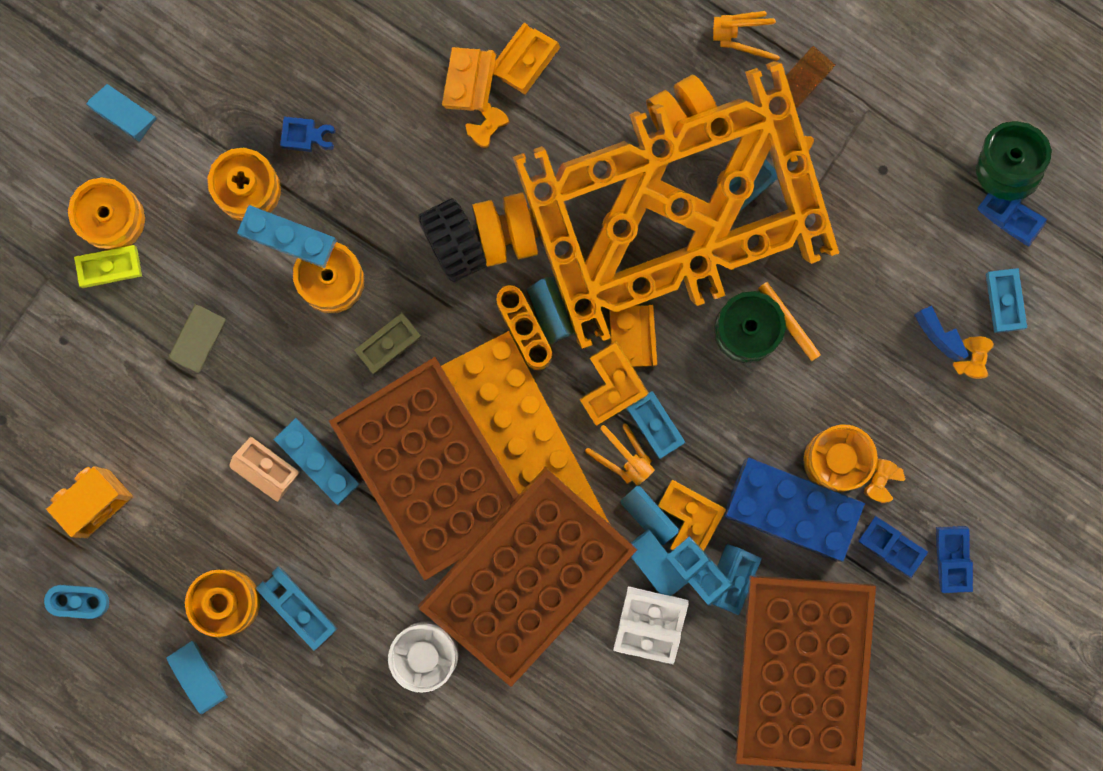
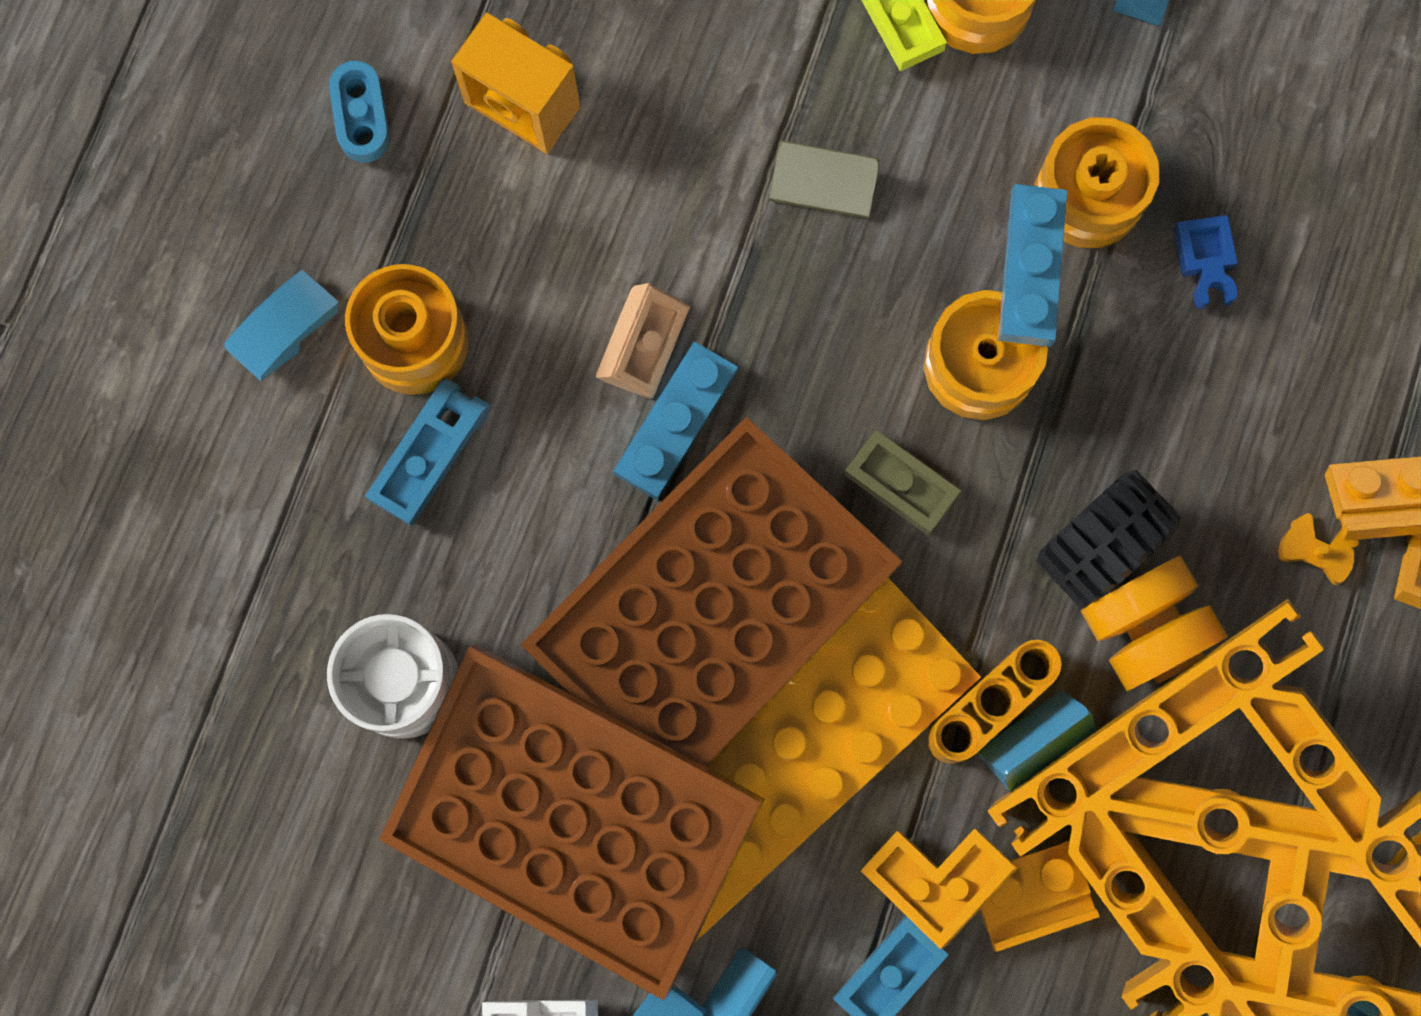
camera: 80 degrees right, 5 degrees down
(637, 467) = (805, 962): light orange plant -> none

